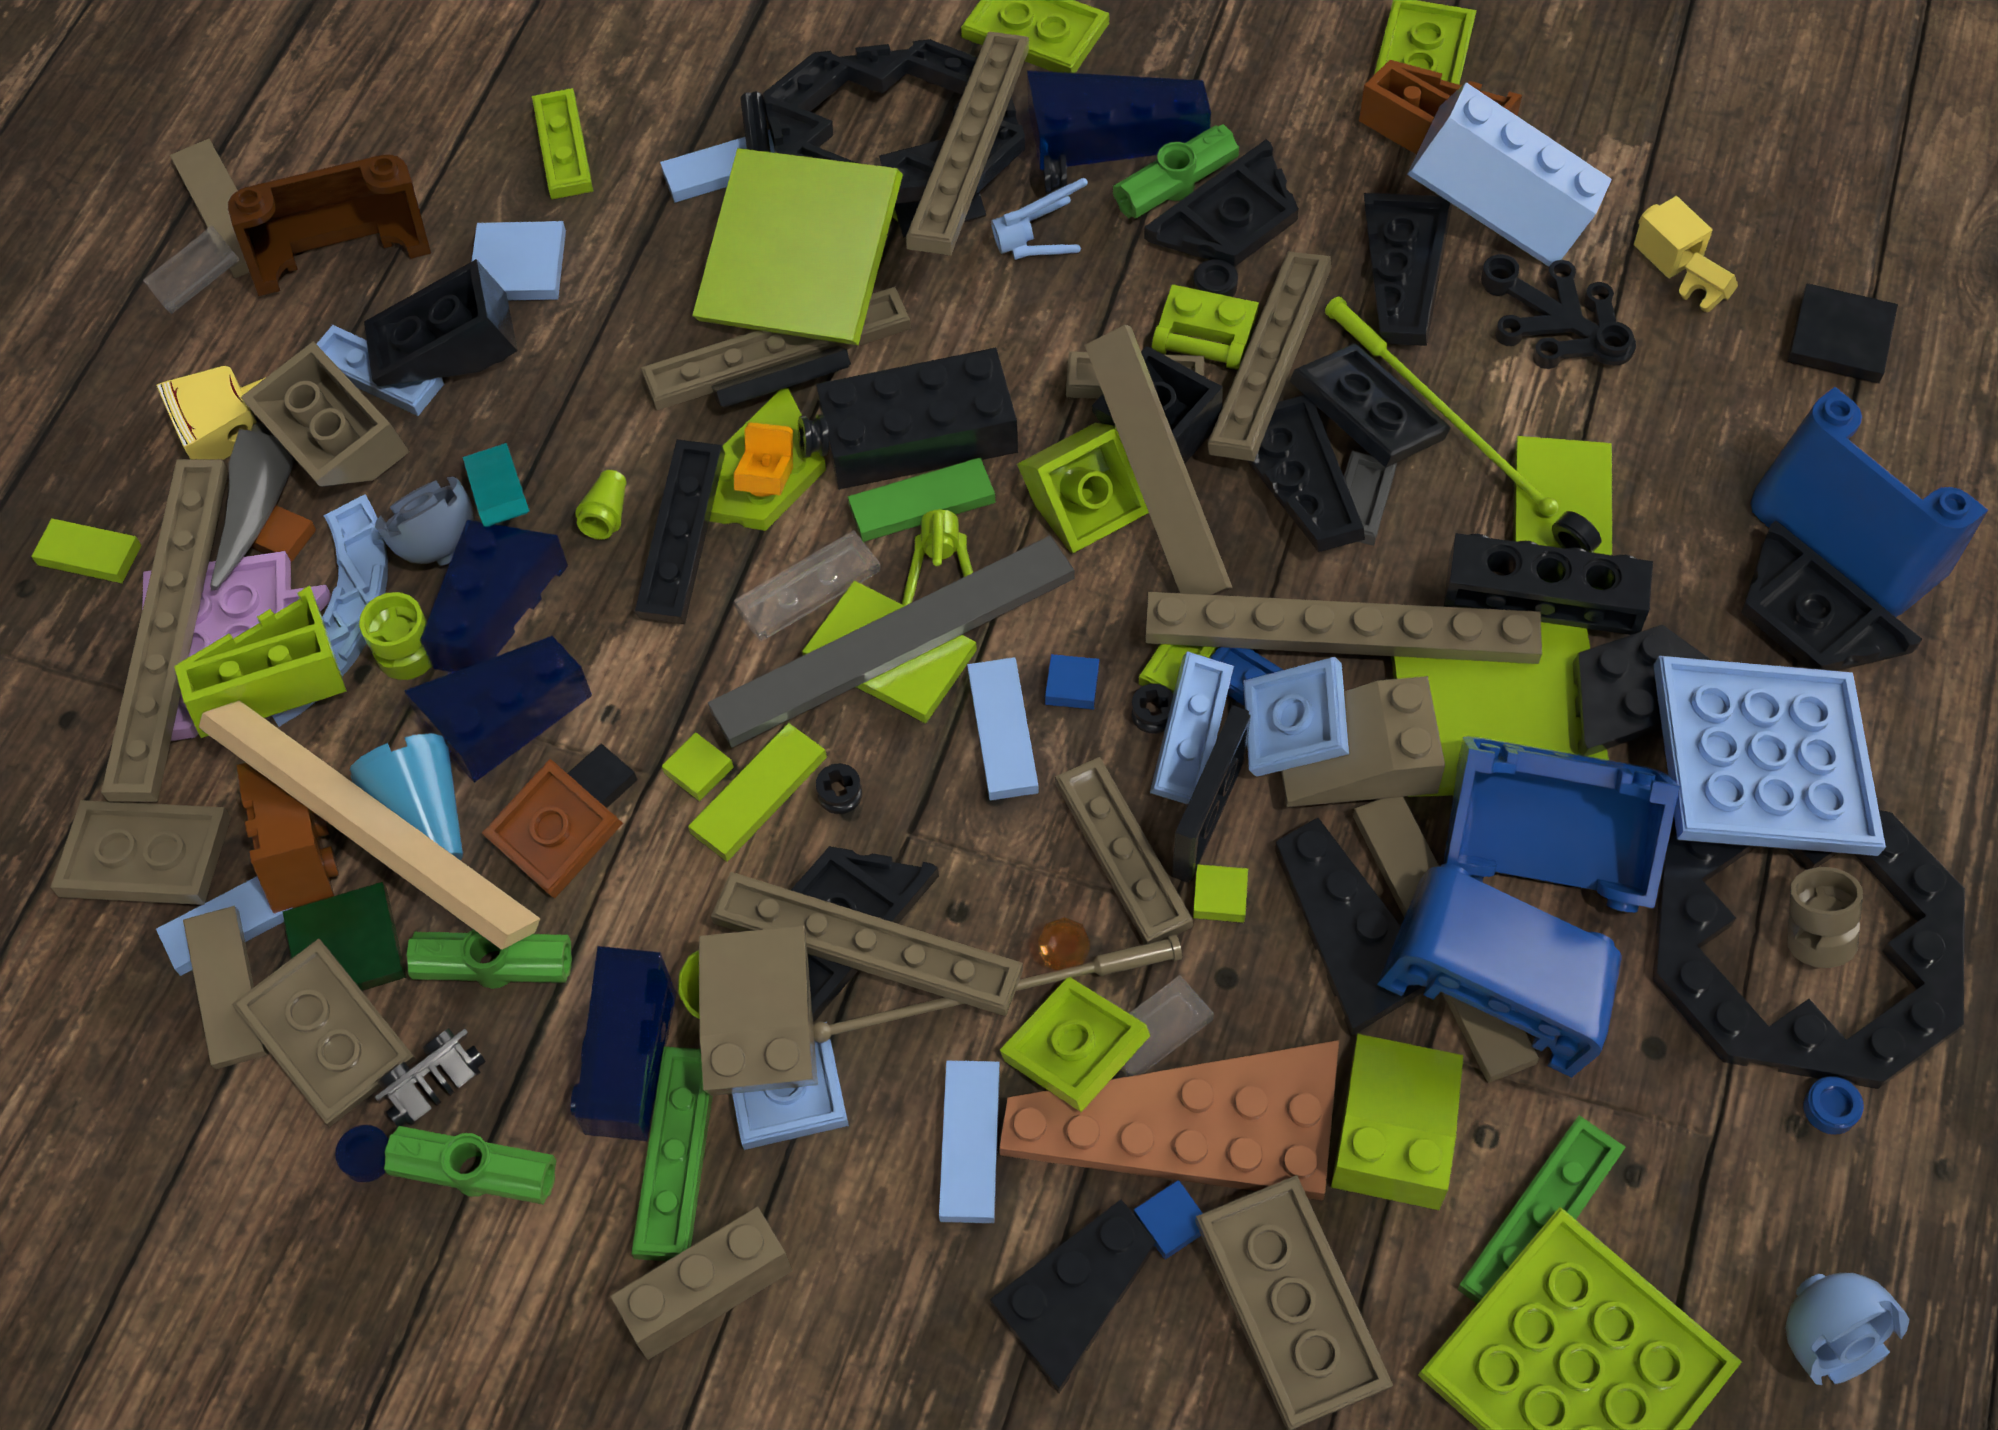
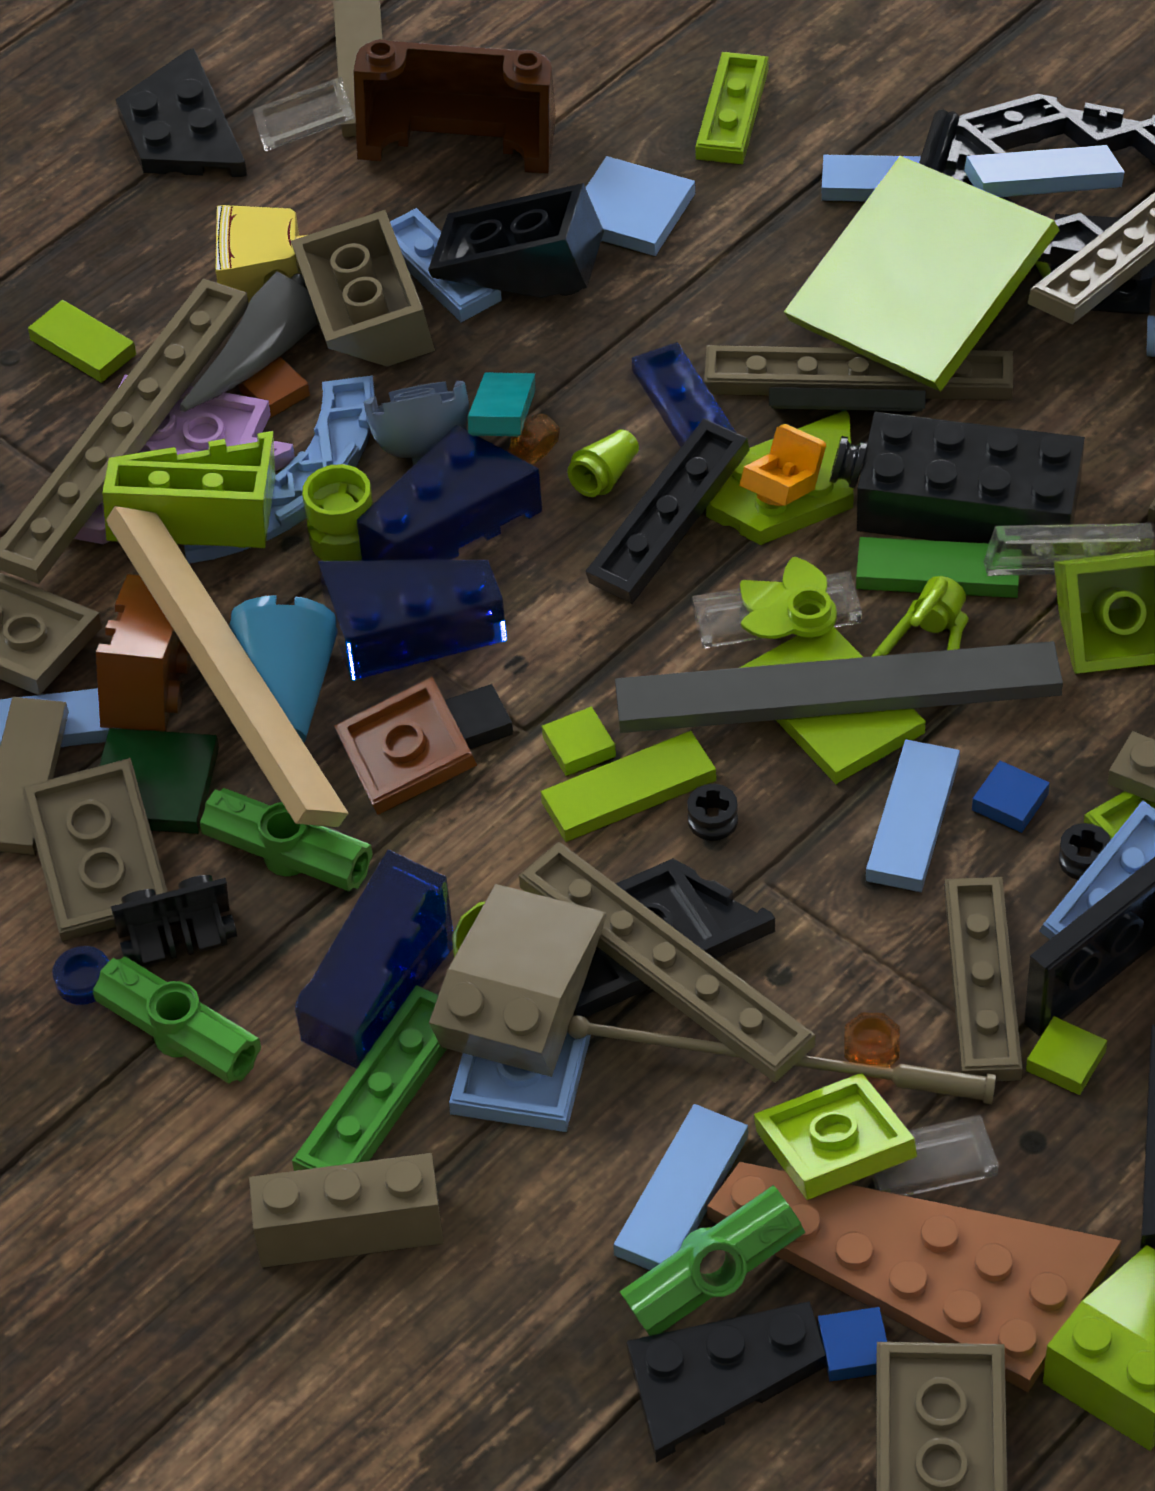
camera: 25 degrees right, 10 degrees down
(80, 312) = (179, 122): none -> black wing
(539, 500) = (536, 439): none -> clear orange tile
(638, 420) = (677, 391): none -> clear blue tile
(814, 581) = (791, 606): none -> lime plate
(858, 122) = (1045, 171): none -> light blue tile
(1000, 458) = (1036, 547): none -> clear tile
(1016, 1224) = (747, 1238): none -> bright green piece

